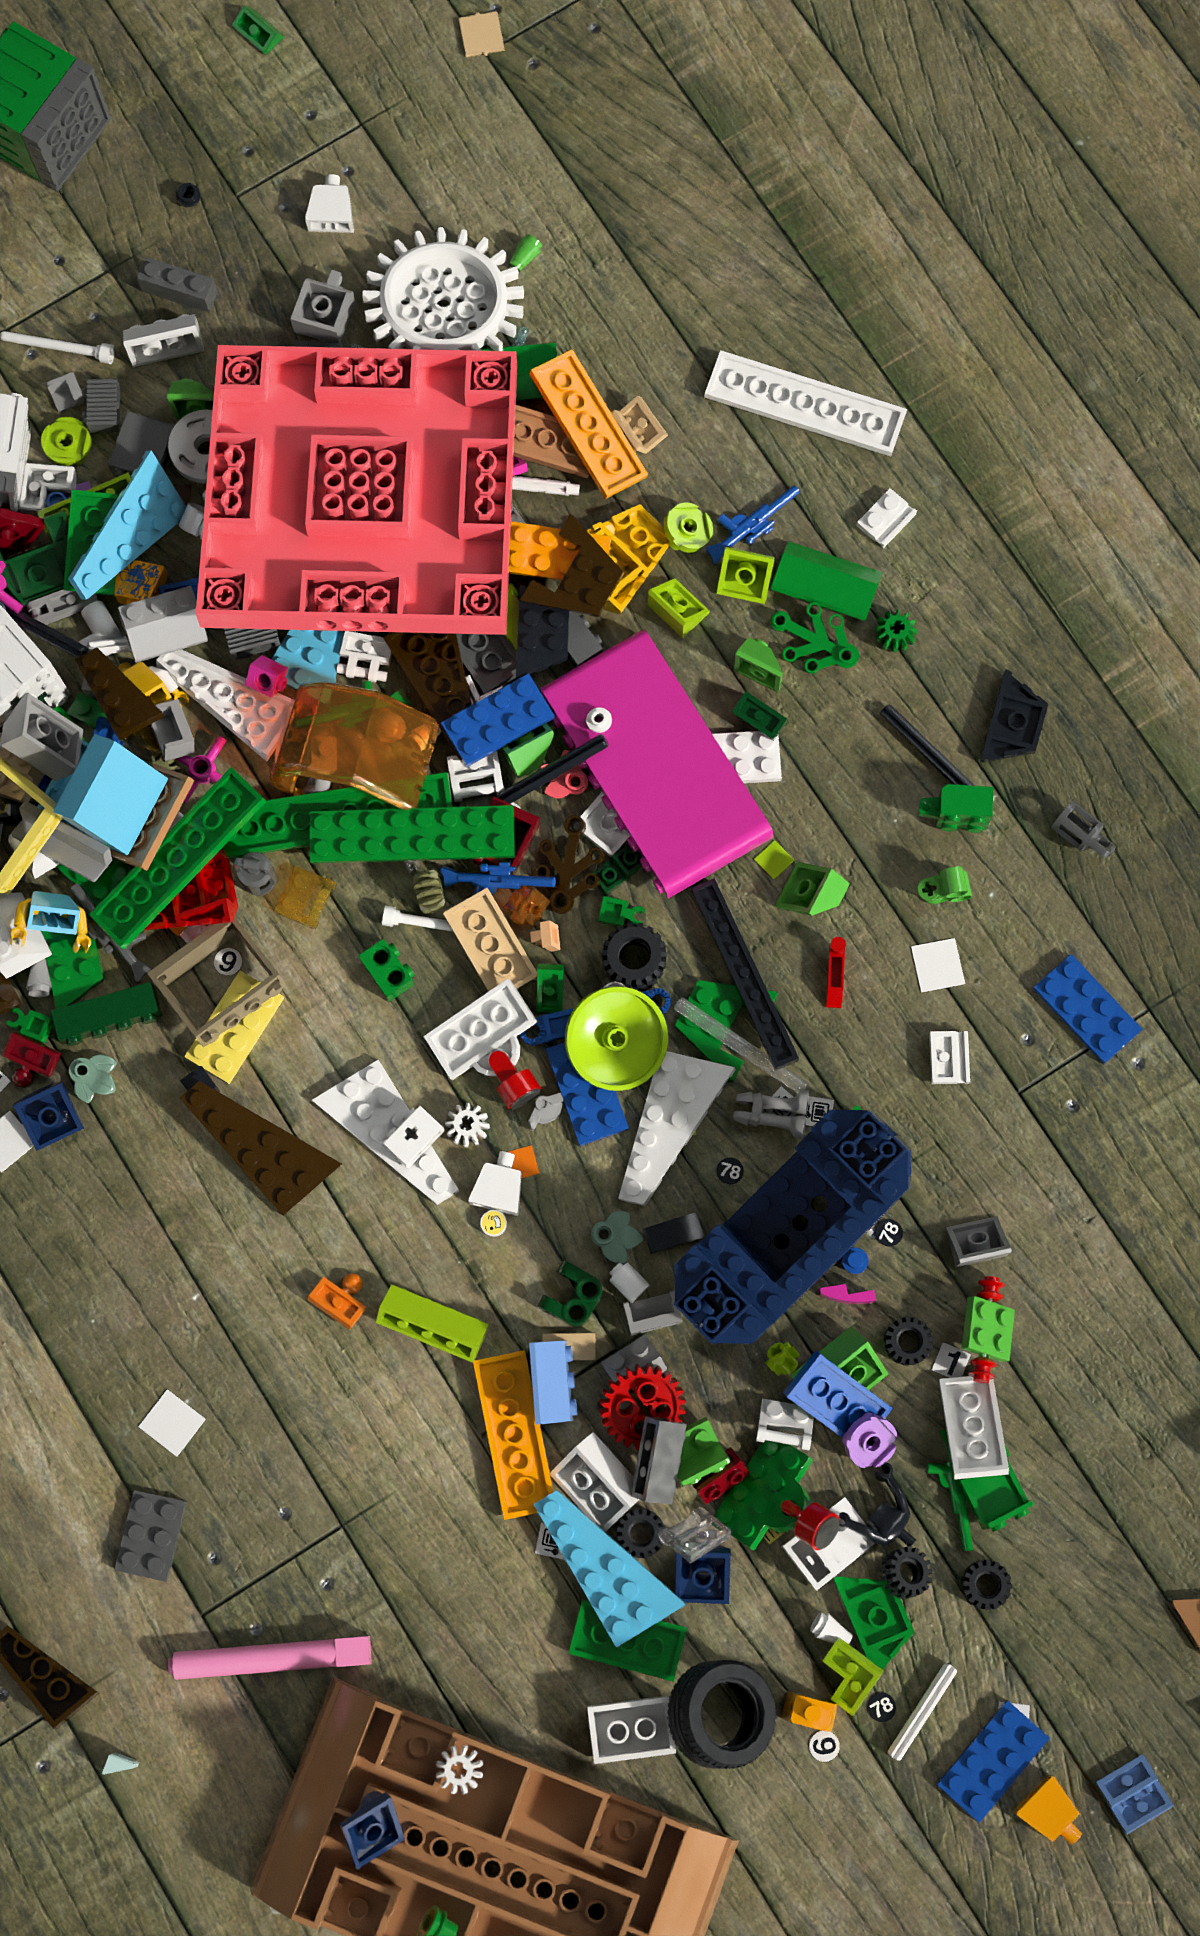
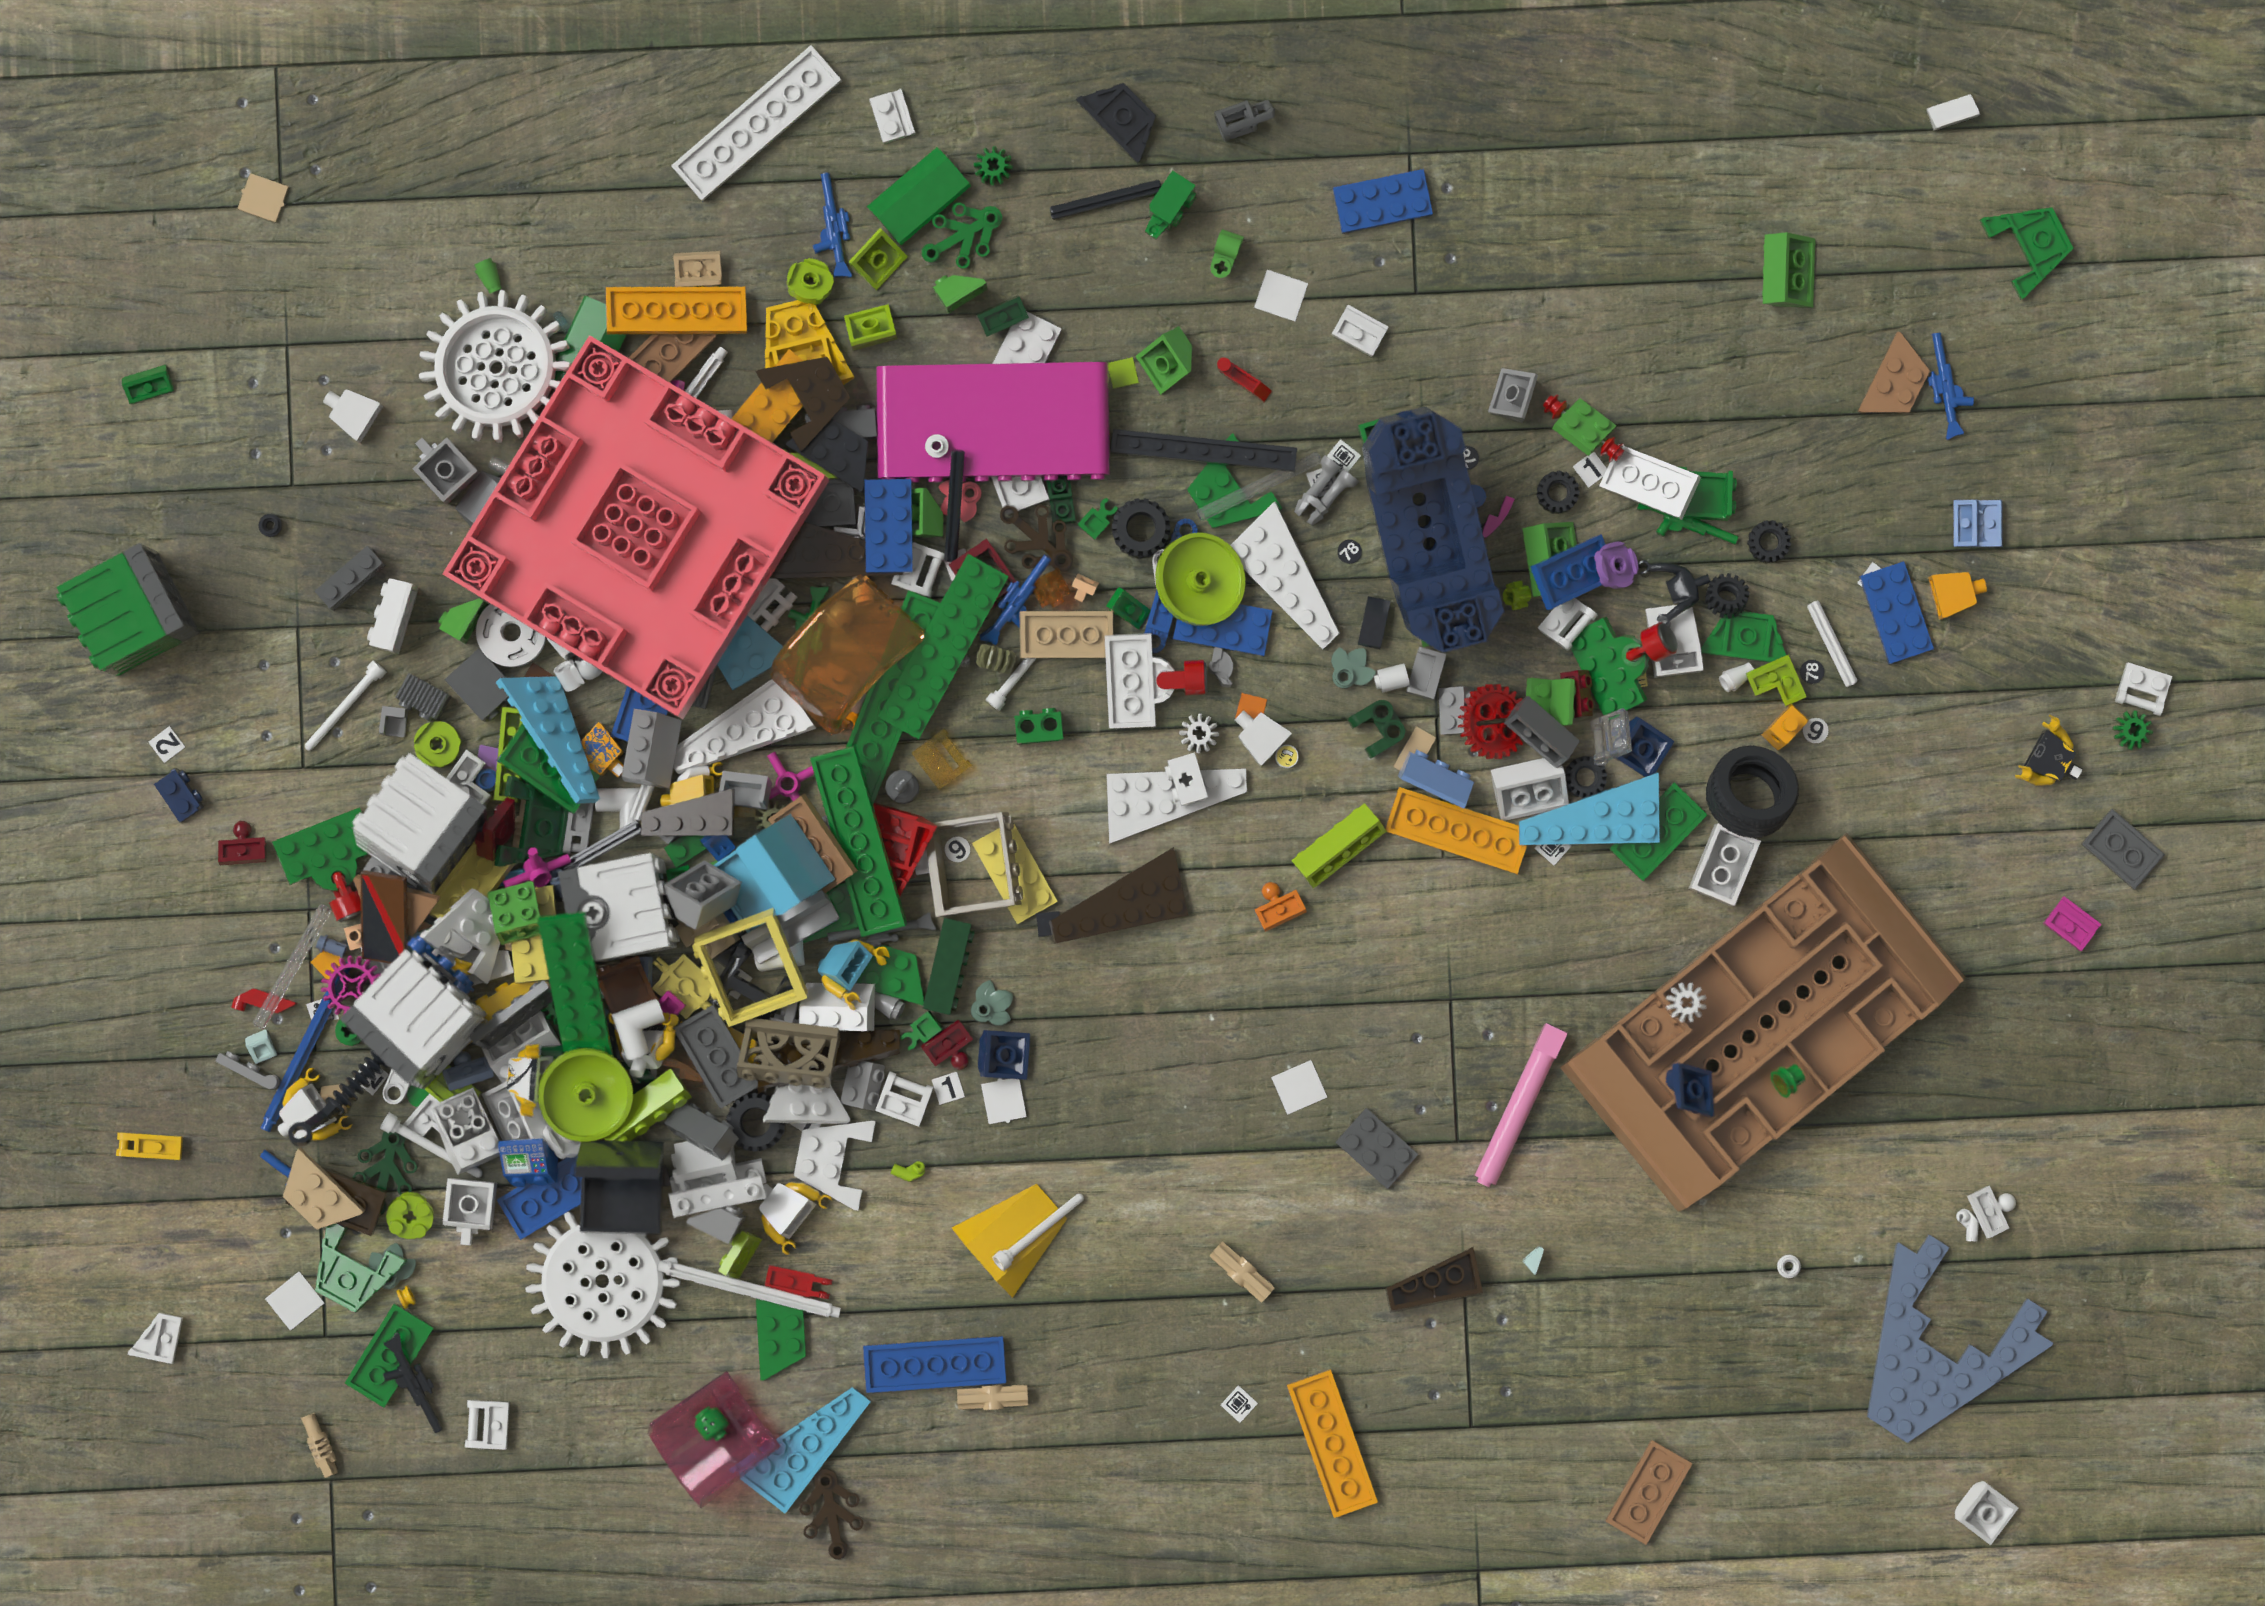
camera: 65 degrees left, 10 degrees up
(259, 673) = (742, 689): dark pink brick -> none

